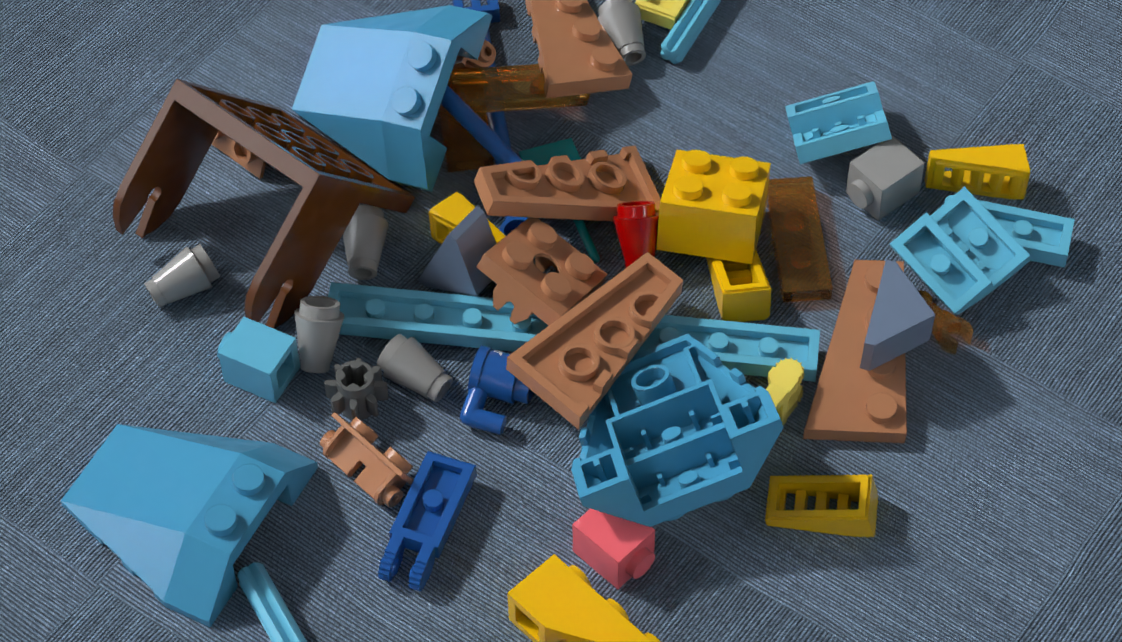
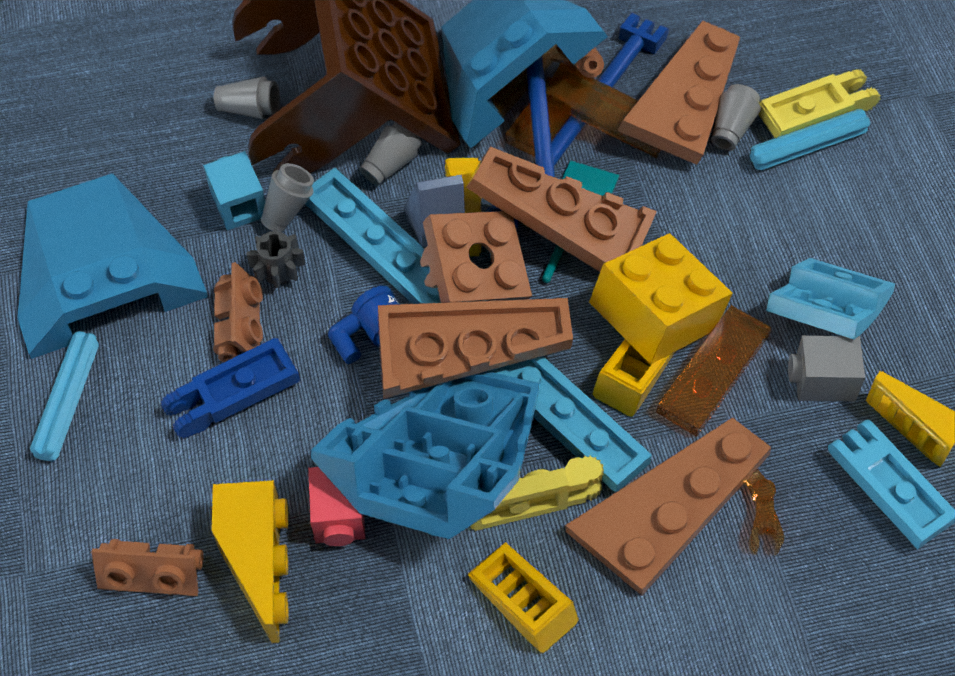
camera: 40 degrees right, 5 degrees up
(414, 368) = (331, 268): light grey cone -> none
(636, 229) = (580, 277): red cone -> none
(898, 320) = (701, 489): sand blue slope -> none
(960, 251) = (827, 473): medium azure slope -> none

